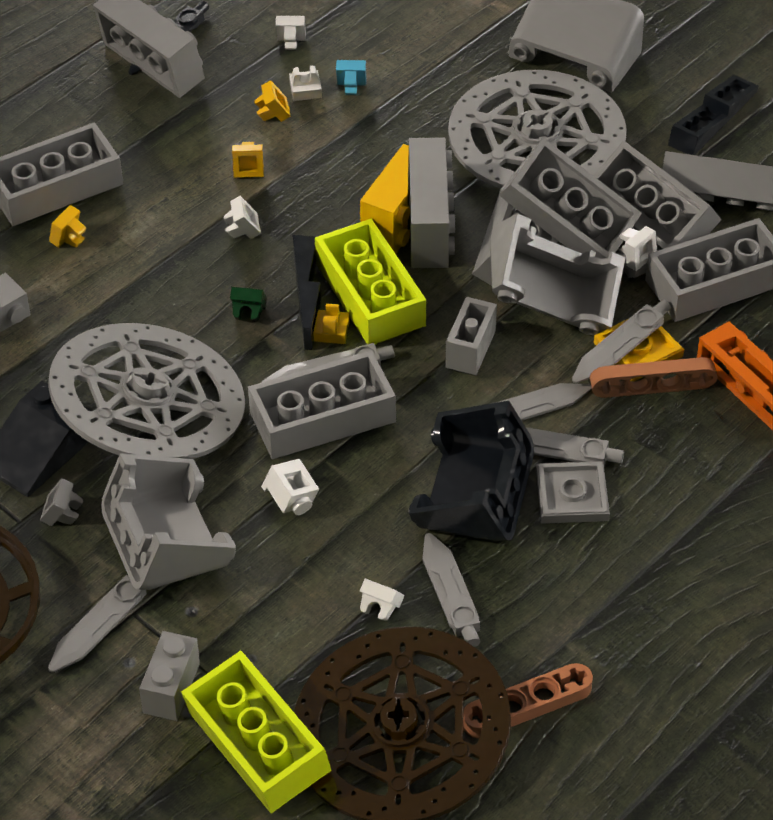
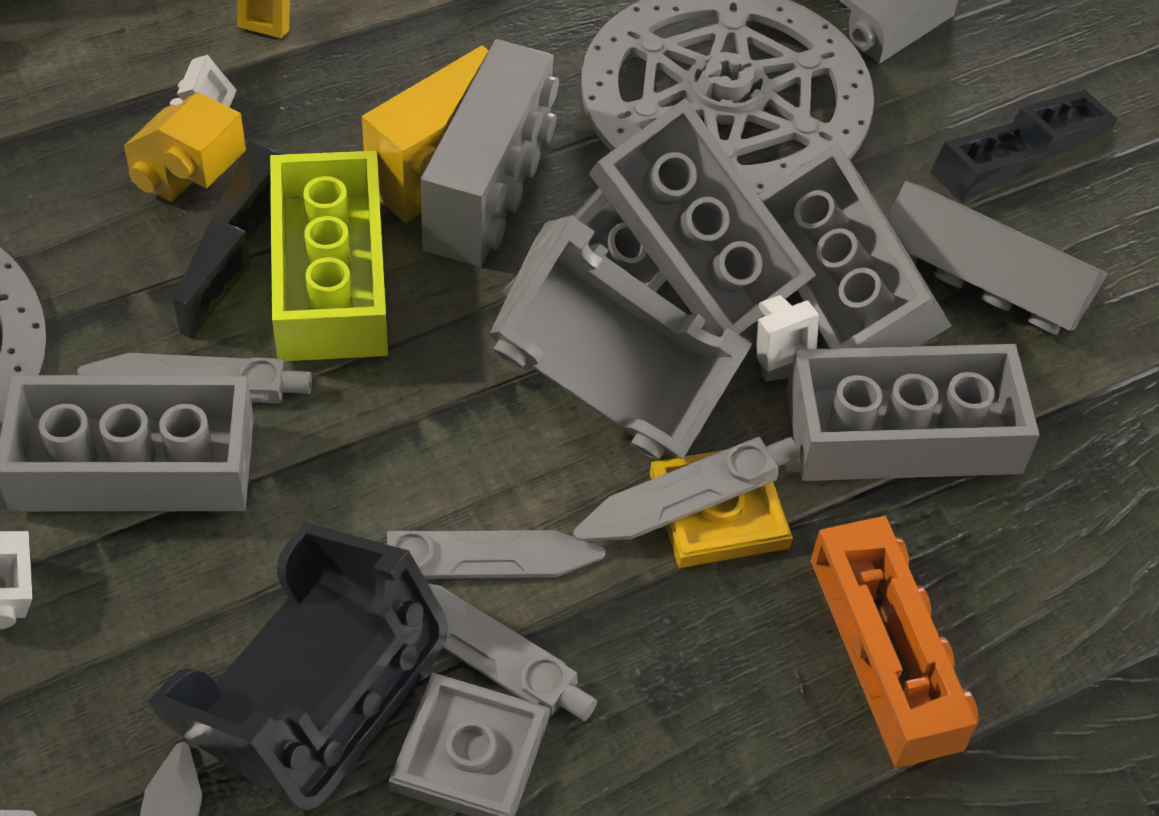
camera: 15 degrees right, 5 degrees up
(248, 299) = (124, 222): dark green tile -> none
(262, 242) = (185, 146): none -> yellow brick
(331, 325) = (238, 307): yellow tile -> none
(471, 335) = (437, 399): light grey brick -> none
(606, 379) = (714, 575): nougat beam -> none

